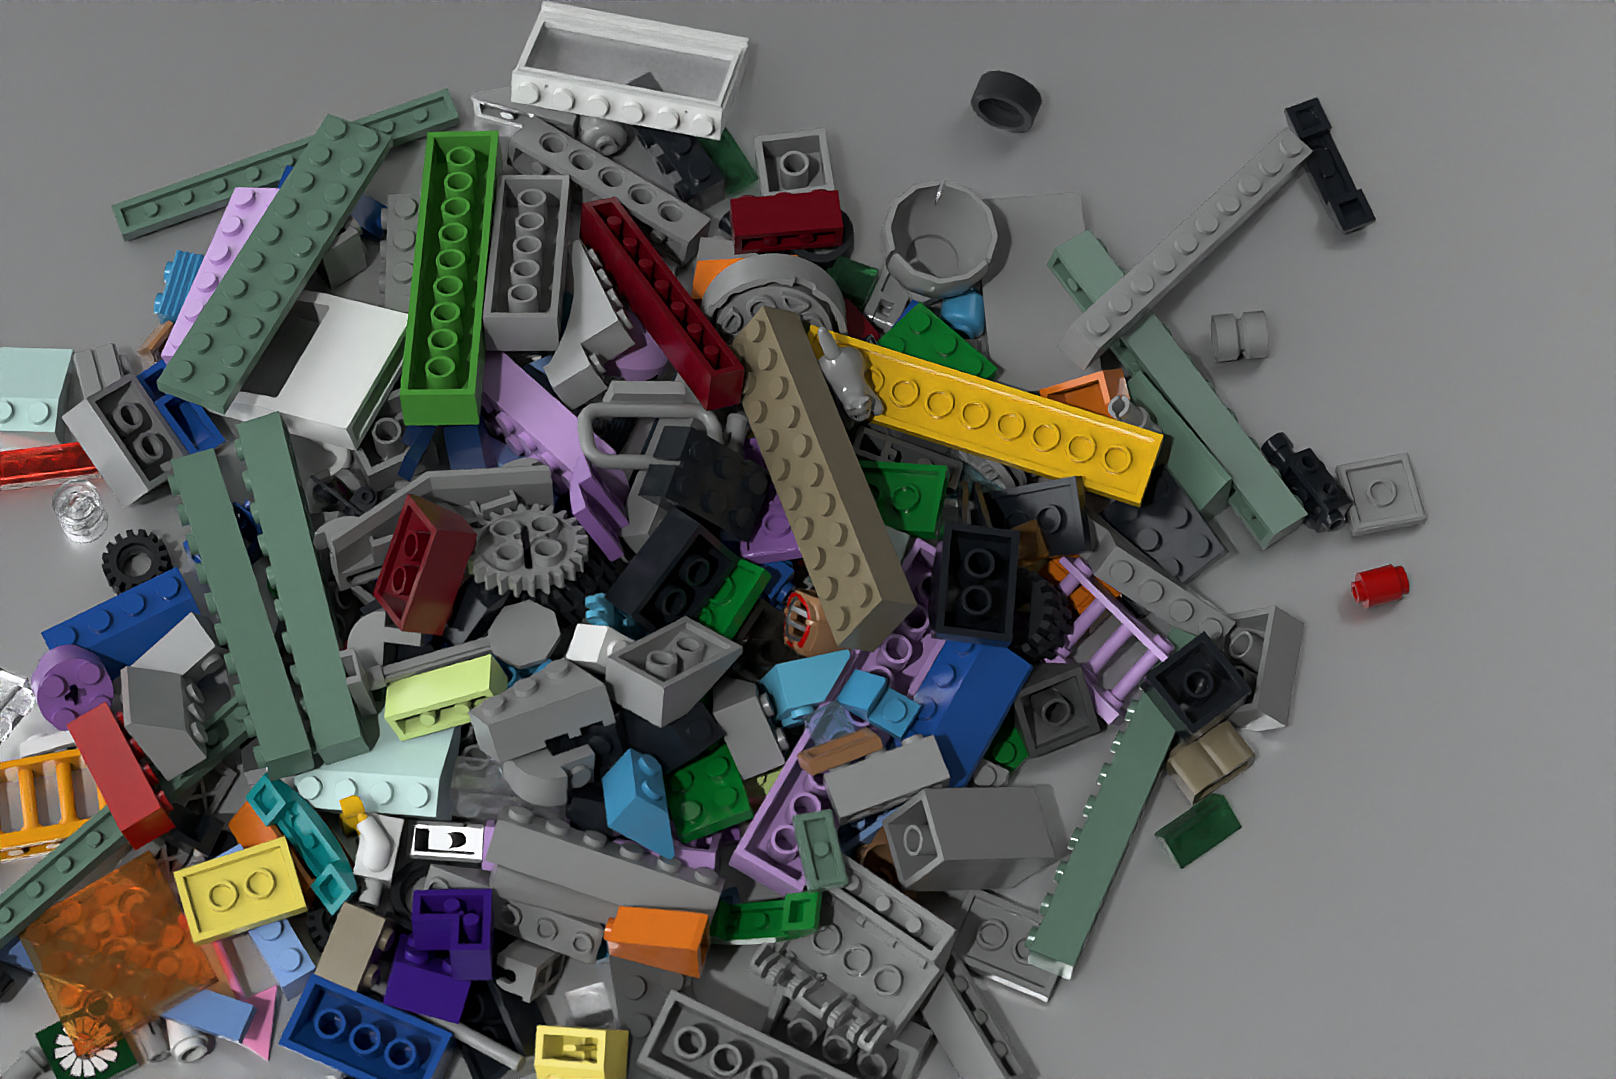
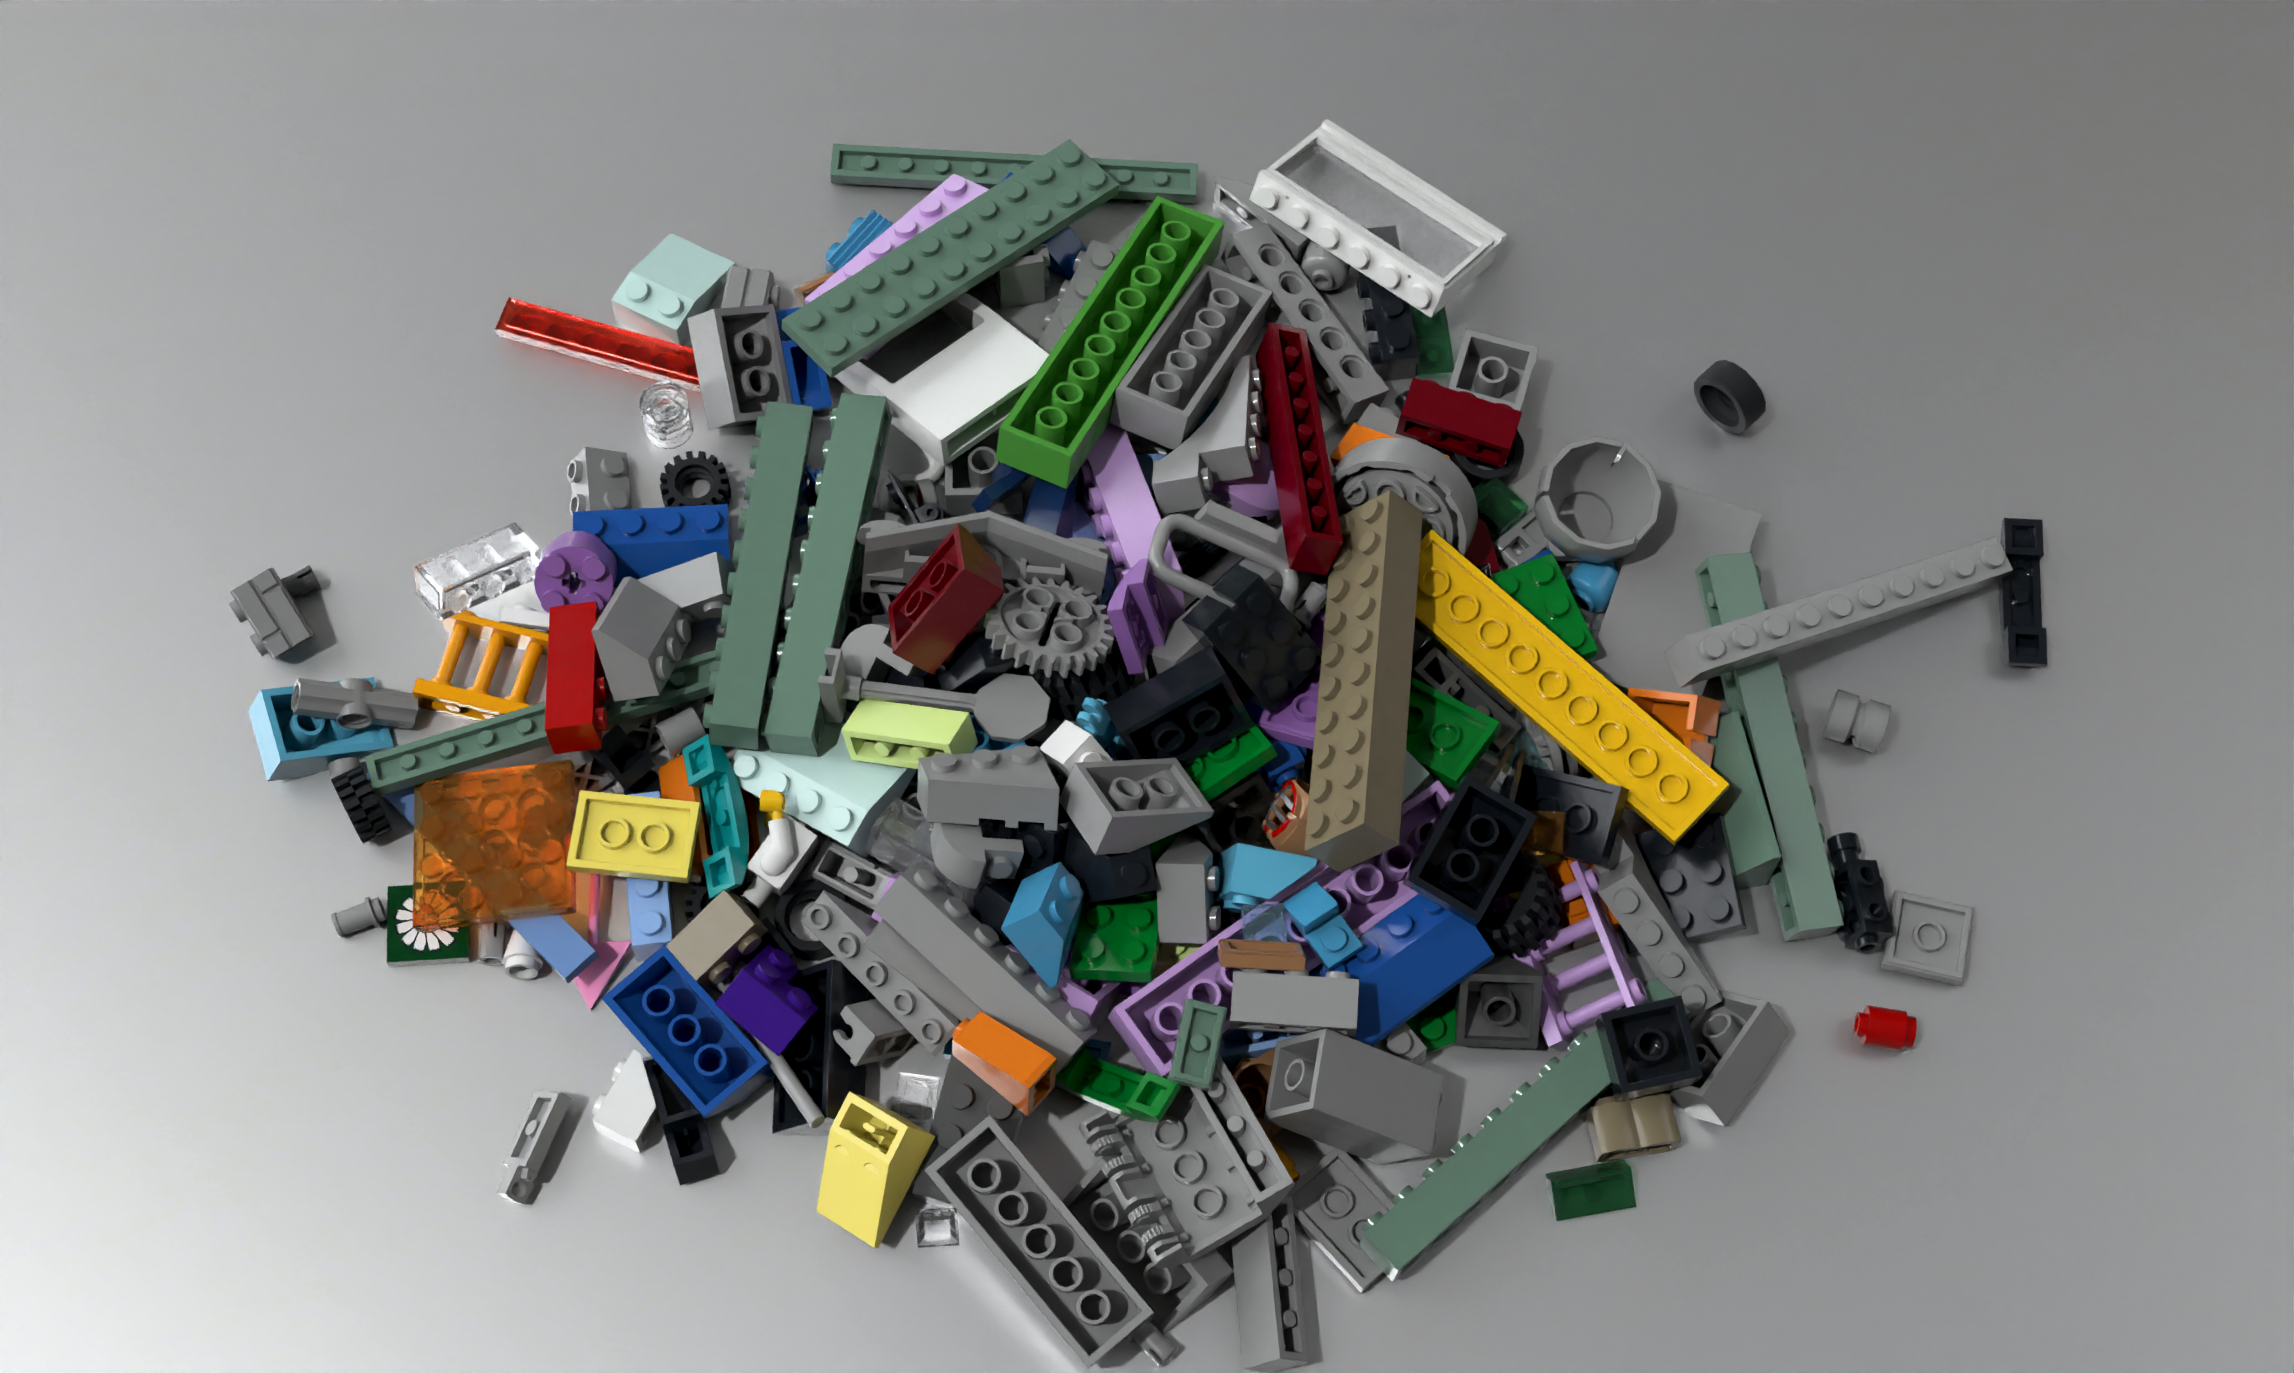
camera: 20 degrees right, 0 degrees up
(47, 597) = (599, 480): none -> light grey bracket
(235, 784) = (680, 731): none -> light grey piece
(459, 923) = (820, 960): dark purple brick -> none
(845, 377) = (1439, 594): light grey animal -> none
(1128, 413) = (1712, 754): light grey pin -> none

